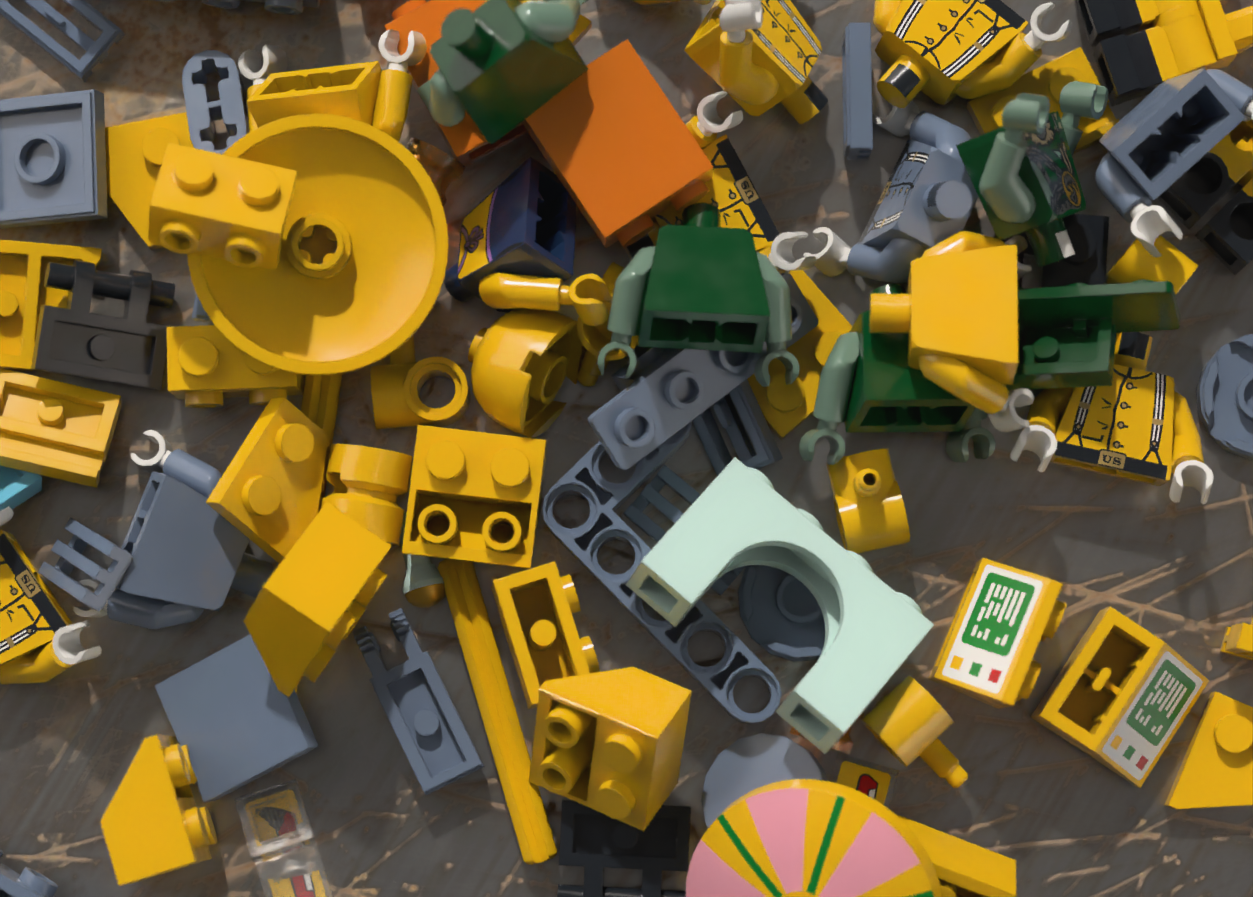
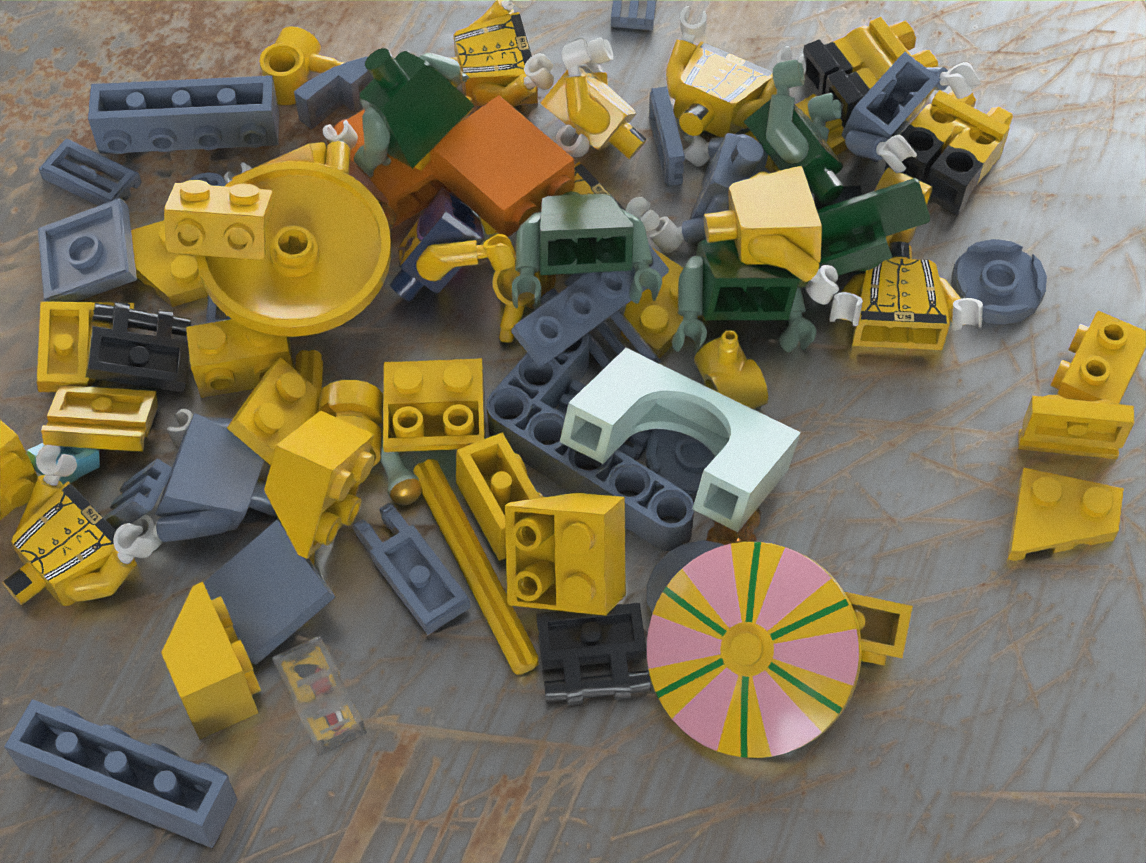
camera: 10 degrees left, 25 degrees down
(398, 388) = (374, 347): yellow piece -> none
(522, 367) = (460, 320): yellow cylinder -> none
(909, 727) = (795, 514): yellow piece -> none
(997, 634) = (851, 444): slope -> none
(1121, 696) = (953, 474): yellow slope -> none

